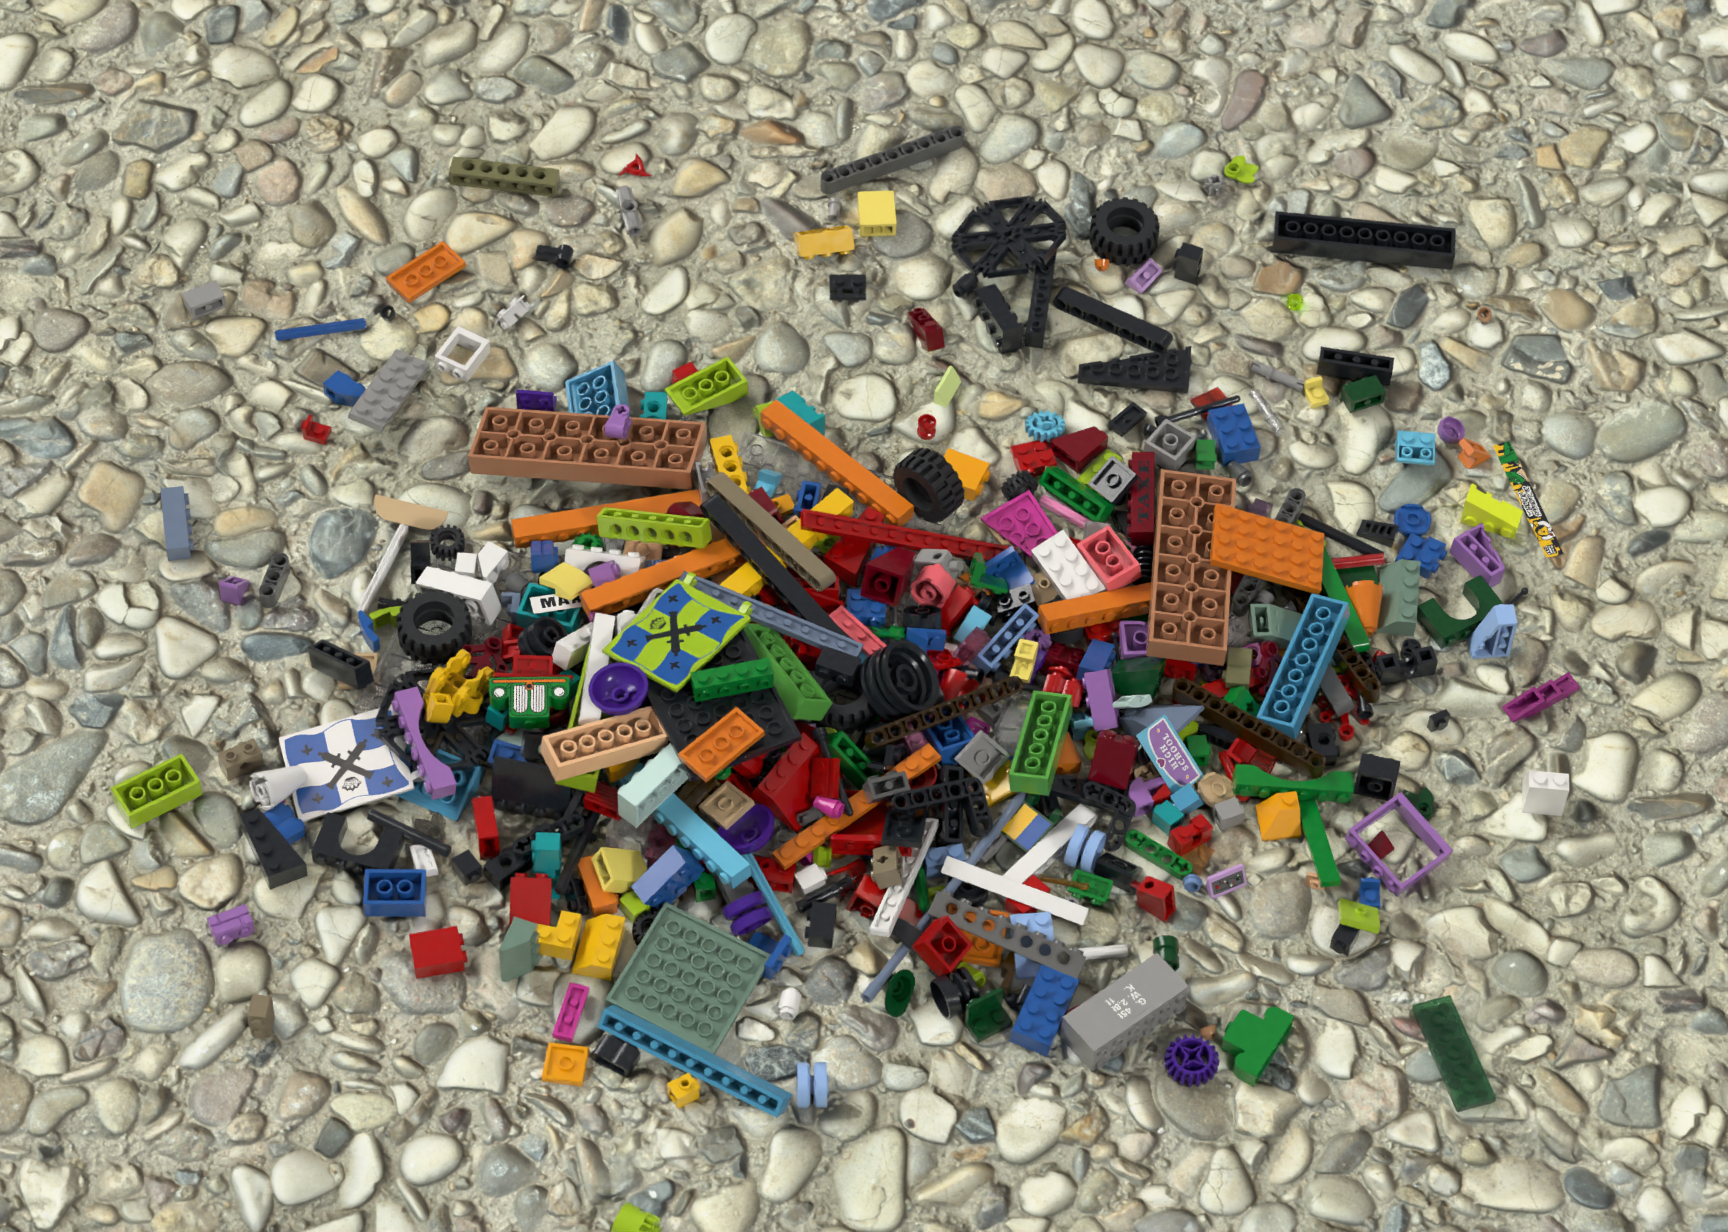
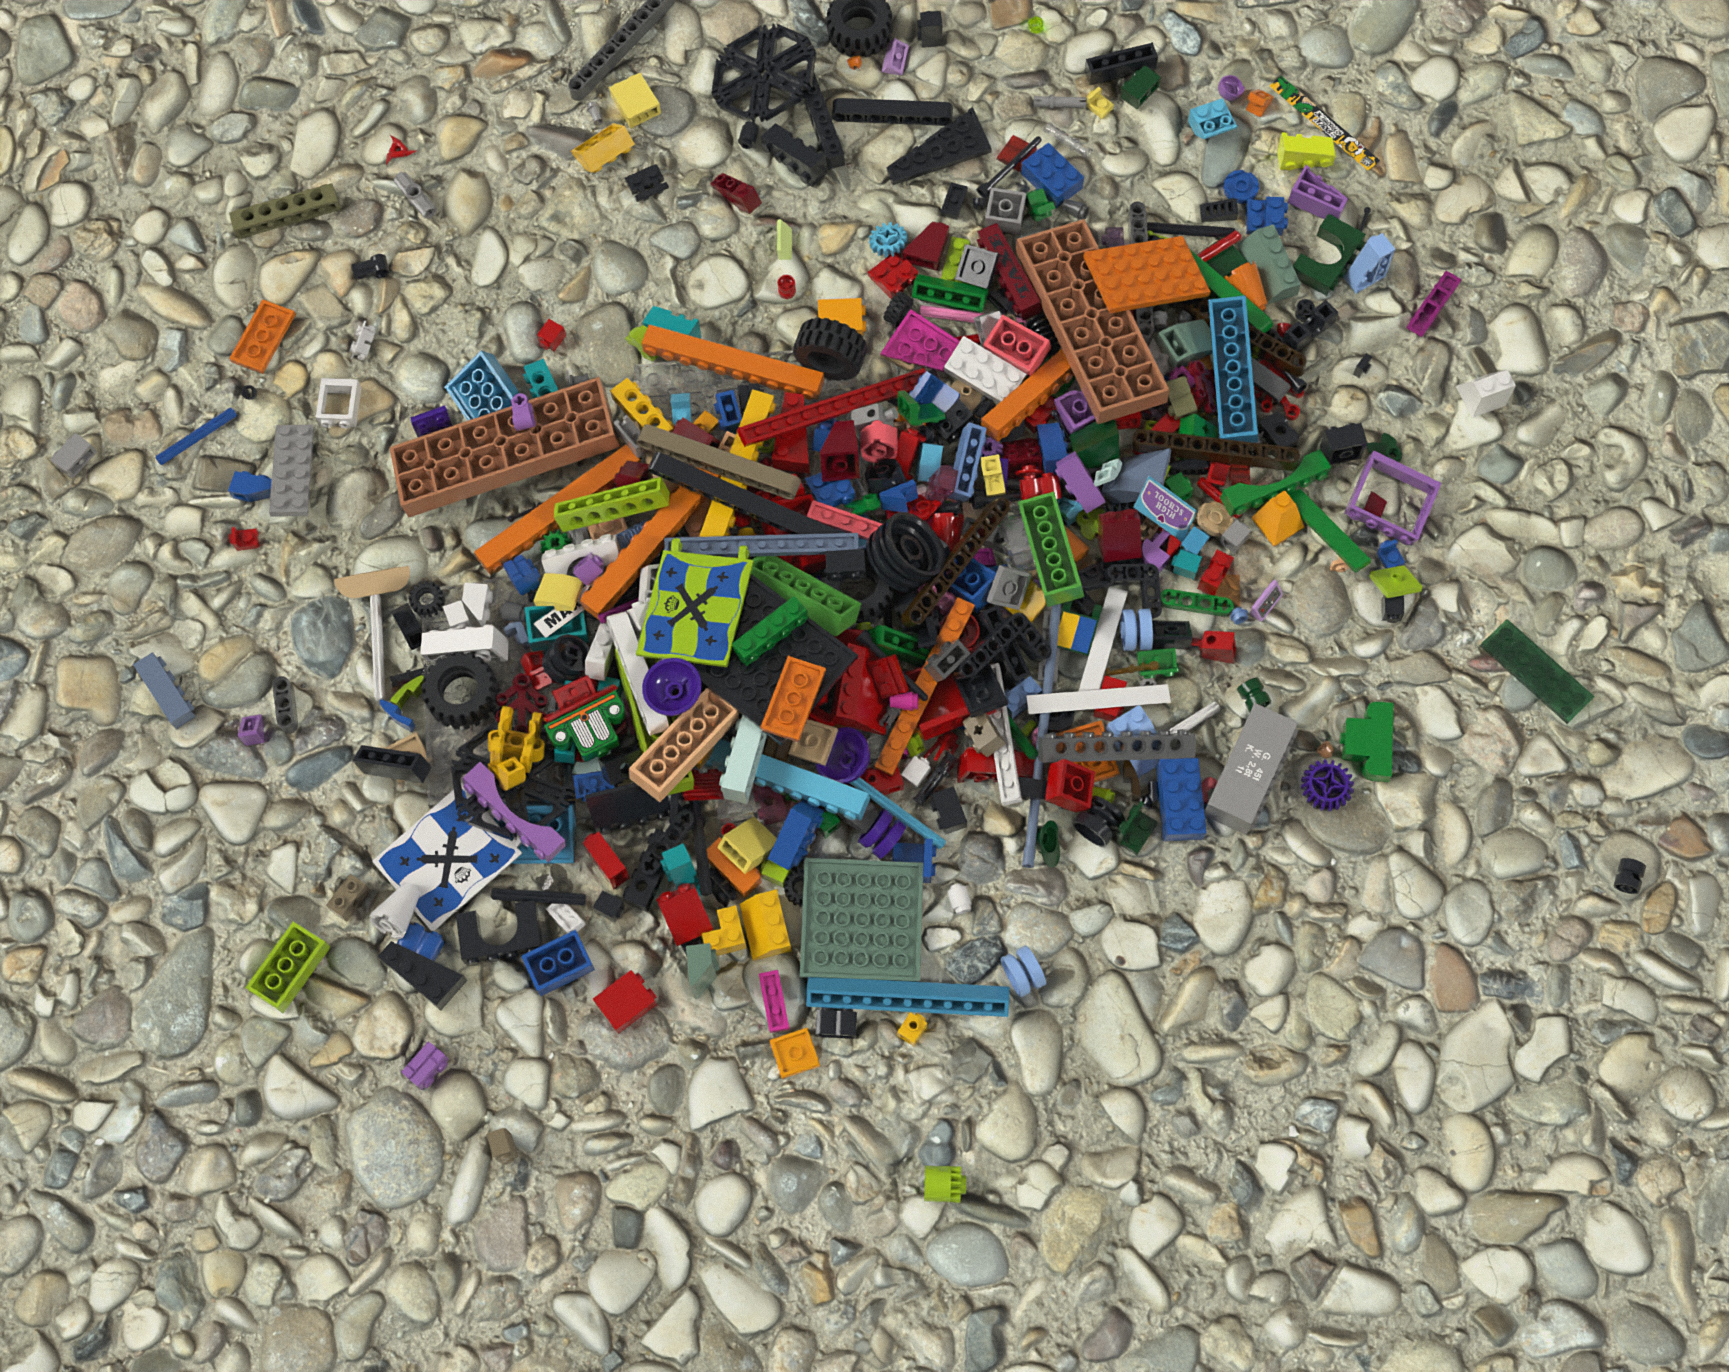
camera: 20 degrees left, 15 degrees up
(709, 388) = (577, 337): lime slope -> none

